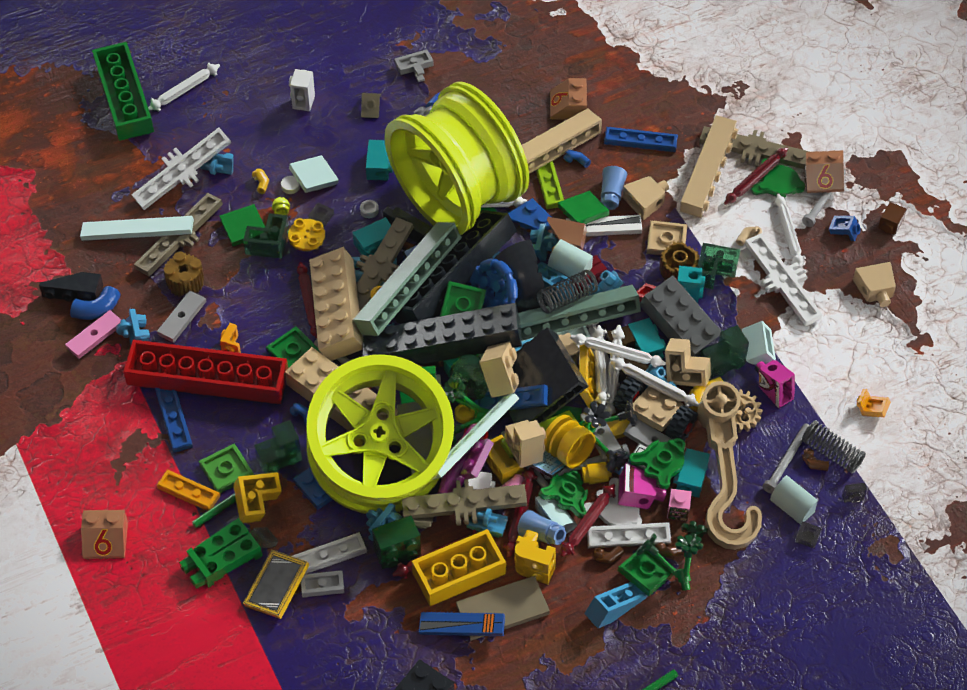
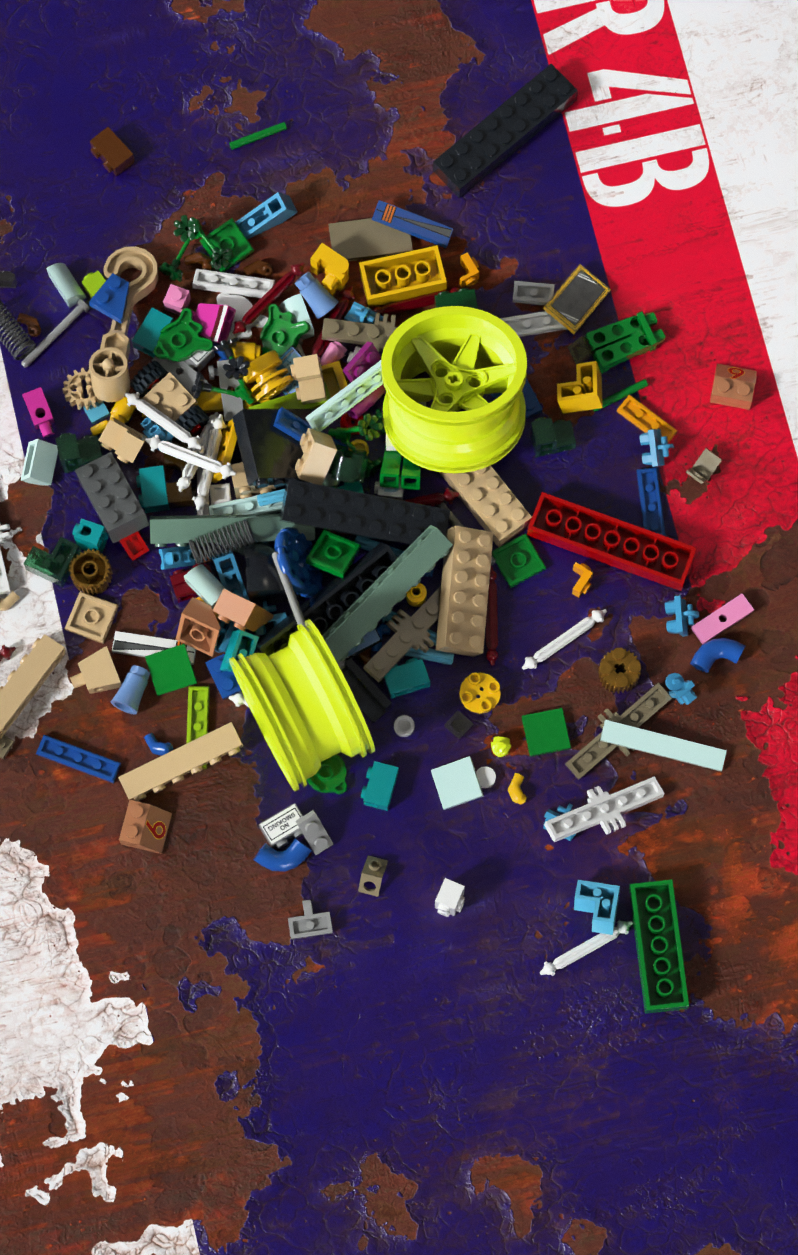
camera: 165 degrees left, 20 degrees up
(76, 286) = (737, 681): black slope -> none
(125, 265) = (680, 688): none -> dark azure hips
(127, 455) = (704, 466): none -> dark tan bracket
(175, 459) = (658, 447): none -> dark azure hips
(176, 111) = (598, 899): none -> medium azure brick
(181, 316) = (636, 613): light grey tile -> none
(225, 467) = (606, 437): bright green tile -> none
(238, 295) = (564, 639): none -> white wheel
(268, 240) = (519, 693): clear green brick -> none
(299, 409) = (520, 483): blue arm -> none
(391, 593) = (470, 266): none -> light orange bracket
(486, 246) = (289, 592): none -> light grey bar
(524, 222) = (238, 645): none -> teal brick
(541, 237) = (240, 611): none -> slope
(741, 478) = (112, 298): none -> blue wing
(763, 500) = (93, 282): none -> lime brick
(796, 637) = (111, 151): none -> reddish brown brick
(808, 534) = (64, 248): clear smoke plate -> none

